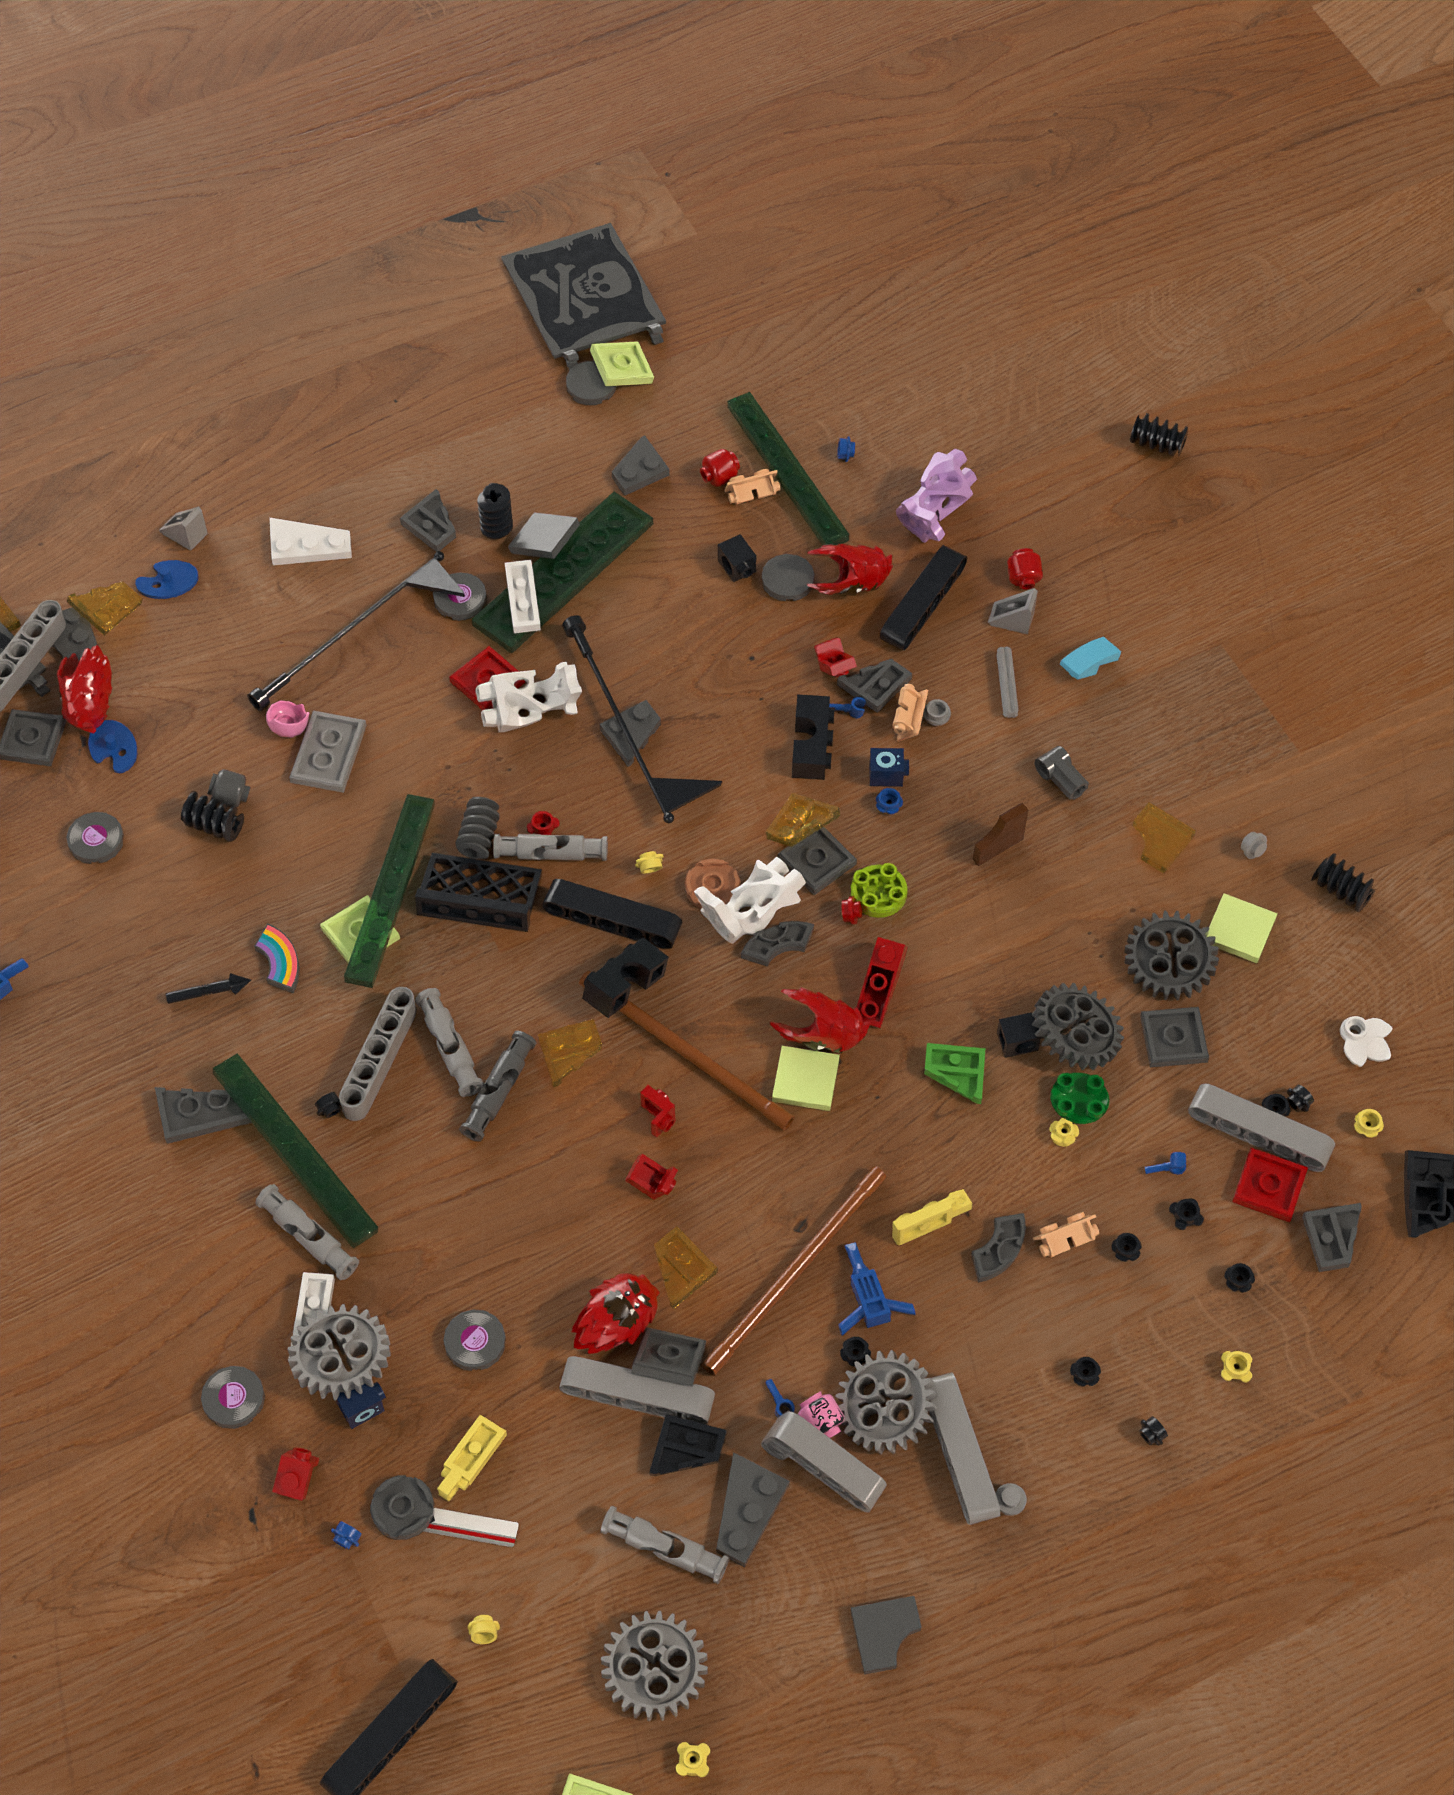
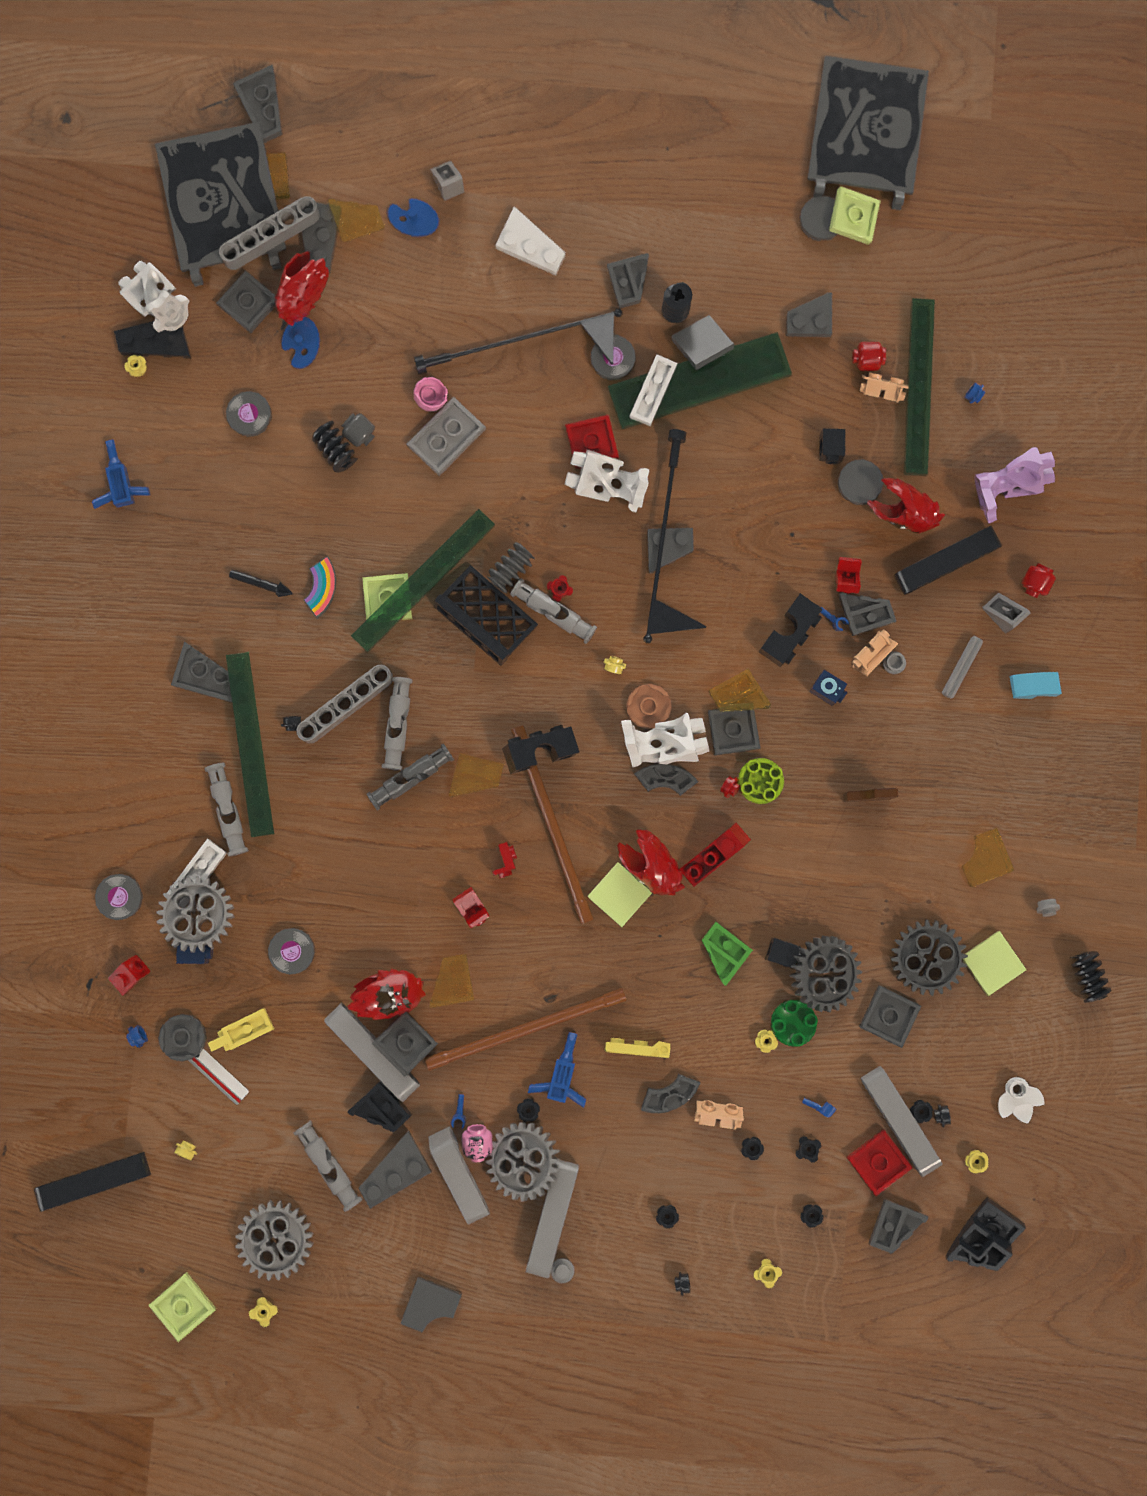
camera: 30 degrees right, 25 degrees up
(612, 913) = (564, 690): black beam -> none
(889, 795) = (812, 721): blue plate -> none
(1058, 767) = (950, 761): dark grey piece -> none

